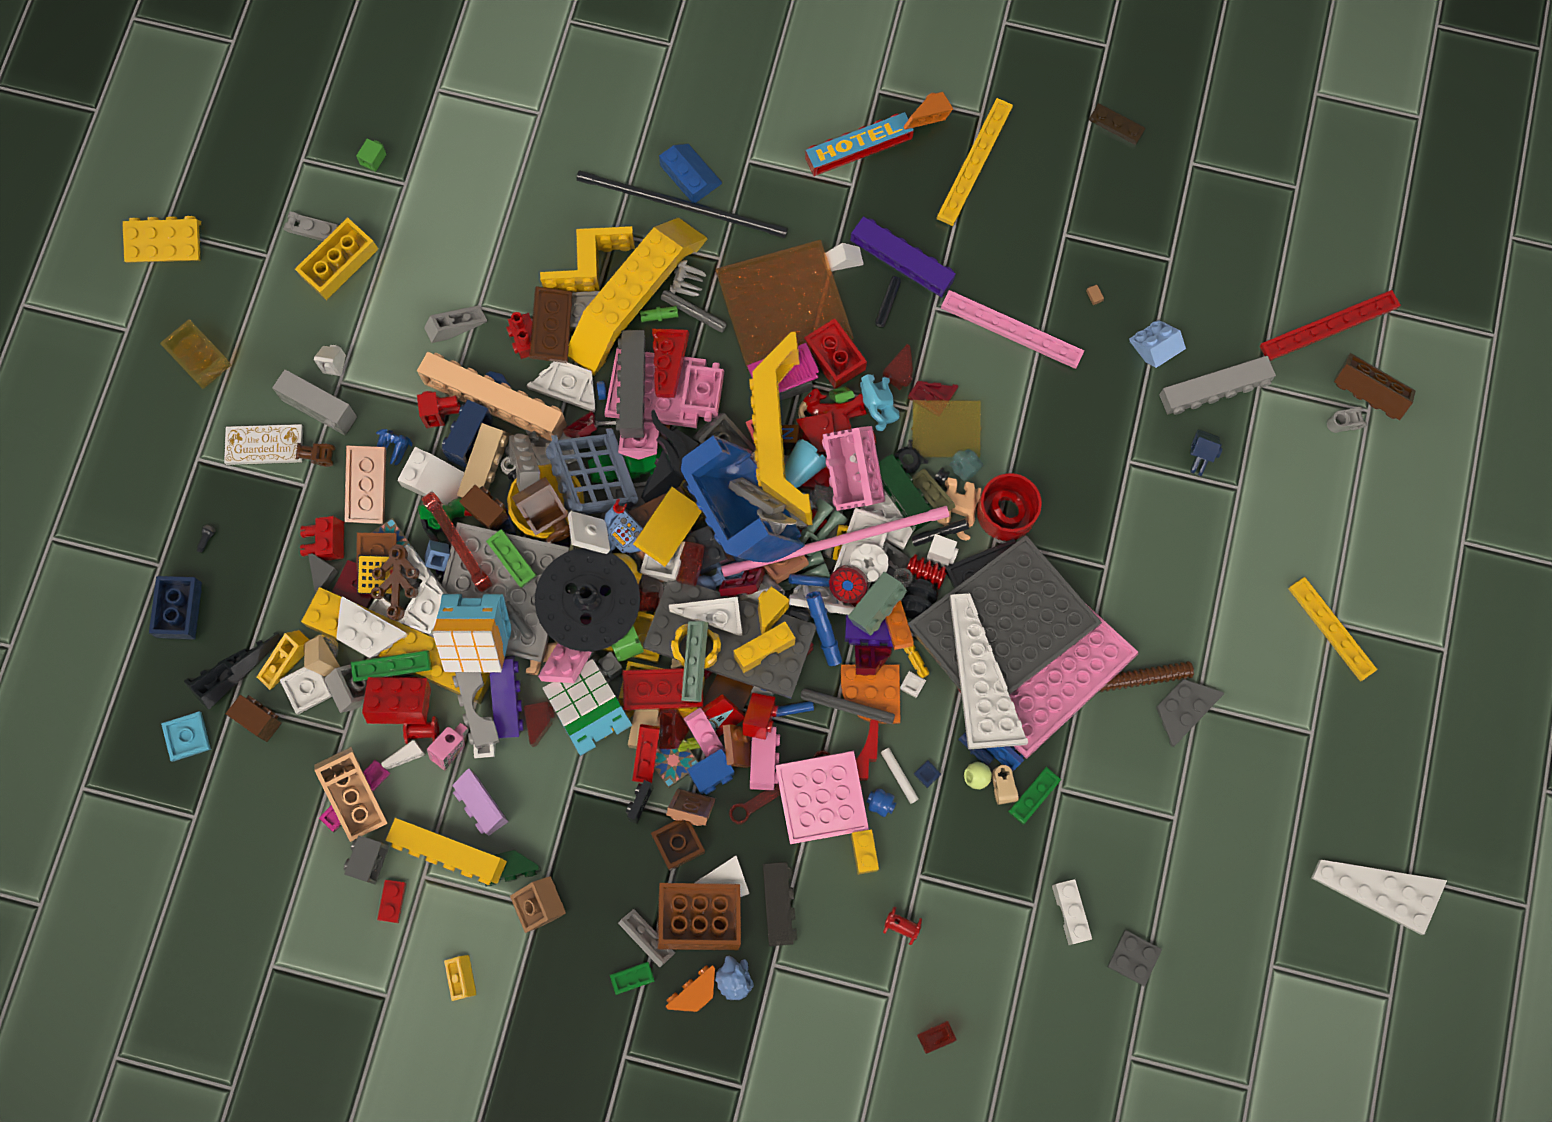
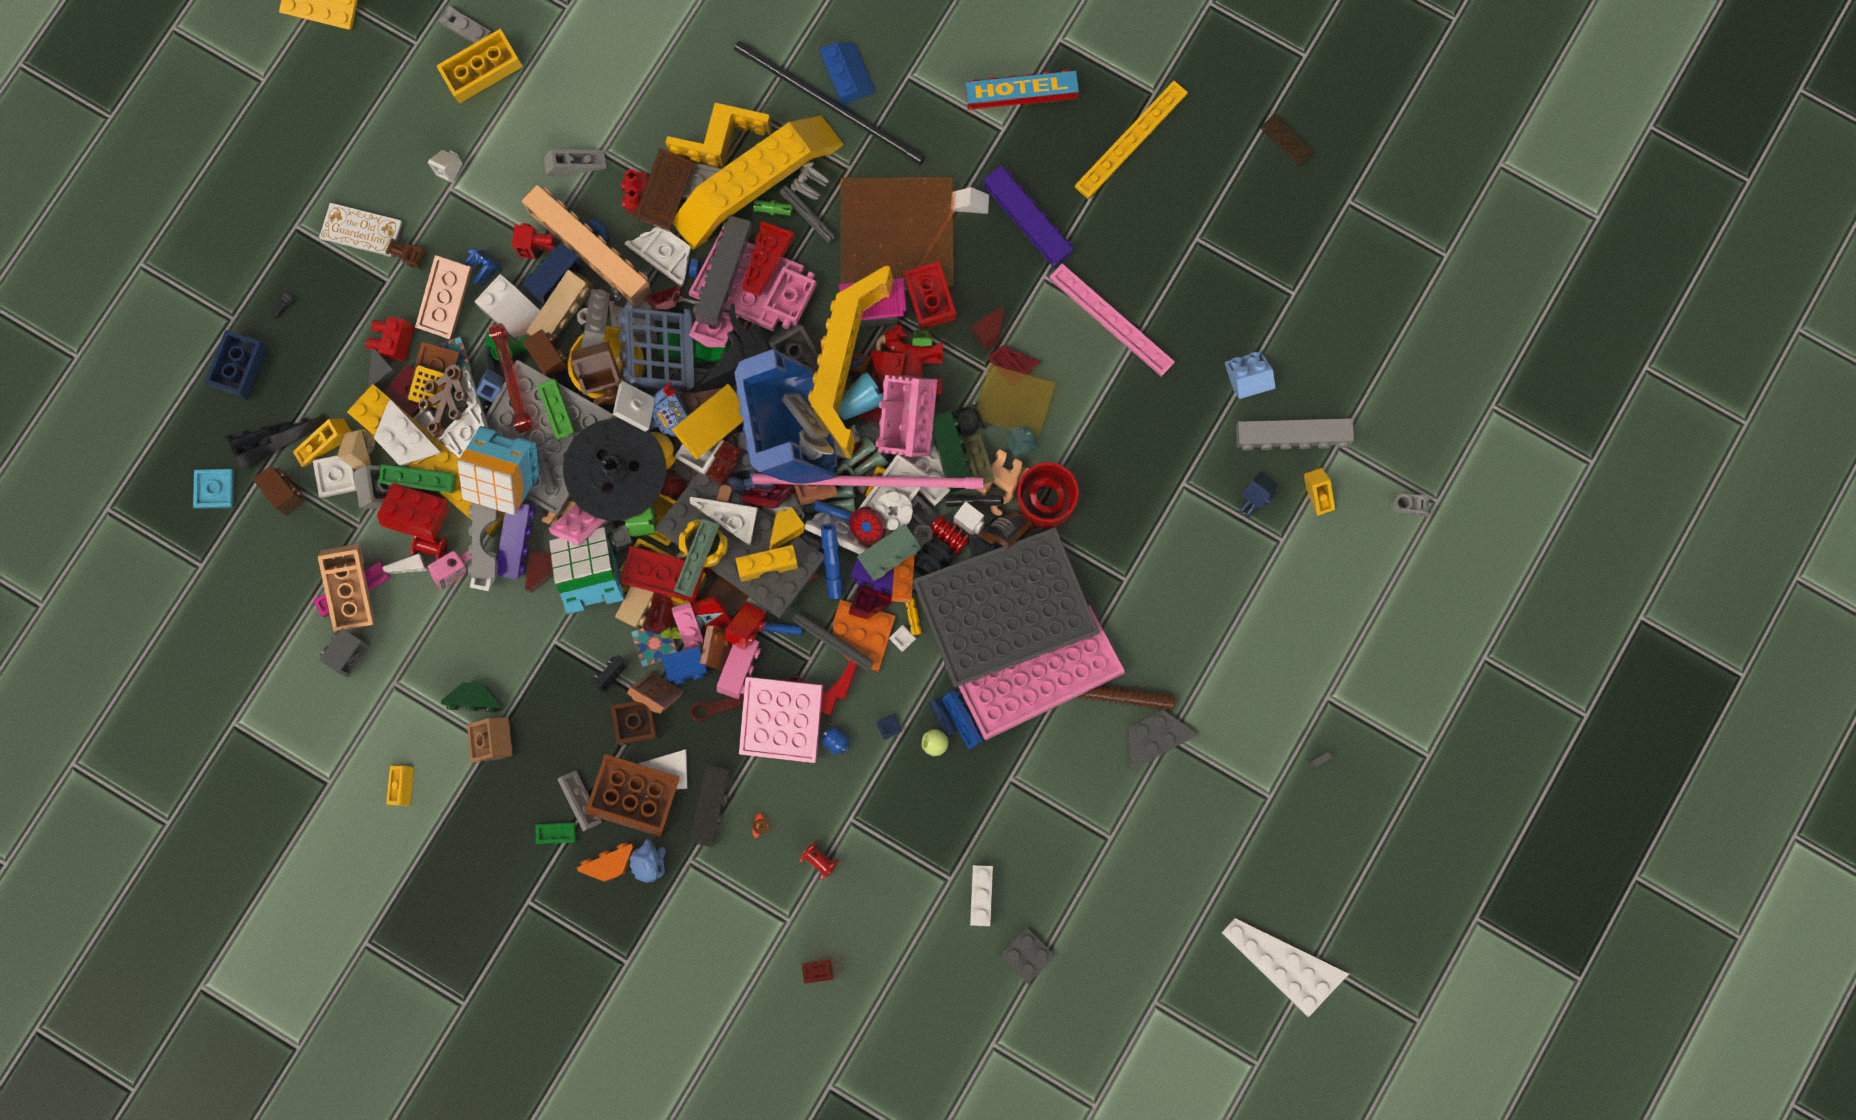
camera: 20 degrees right, 5 degrees up
(195, 354) = (320, 123): clear yellow brick -> none
(314, 402) = (419, 203): light grey brick -> none
(391, 901) = (357, 697): red plate -> none
(447, 851) = (419, 666): yellow brick -> none
(479, 803) = (463, 630): lavender slope -> none
(646, 753) = (629, 630): red hinge -> none
(700, 593) = (724, 494): none -> medium nougat piece
(832, 909) = (759, 826): none -> clear orange tile
(864, 852) = (805, 782): yellow brick -> none
(879, 397) = (959, 352): medium azure animal -> none
(888, 302) = (999, 258): black axle -> none
(899, 775) = (862, 720): white piece -> none
(932, 110) = (1103, 76): orange slope -> none
(941, 476) = (994, 446): black bush -> none
(979, 550) = (1005, 528): none -> slope
(986, 702) = (960, 676): white wing -> none
(1004, 788) = (957, 762): tan piece -> none
(1034, 795) = (983, 777): green tile -> none
(1095, 294) = (1205, 308): medium nougat piece -> none
(1259, 431) = (1320, 491): none -> yellow slope
(1330, 325) = (1428, 405): red plate -> none
(1332, 629) = (1325, 703): yellow tile -> none
(1348, 682) = (1320, 759): none -> dark grey tile
(1375, 387) = (1450, 479): reddish brown slope -> none

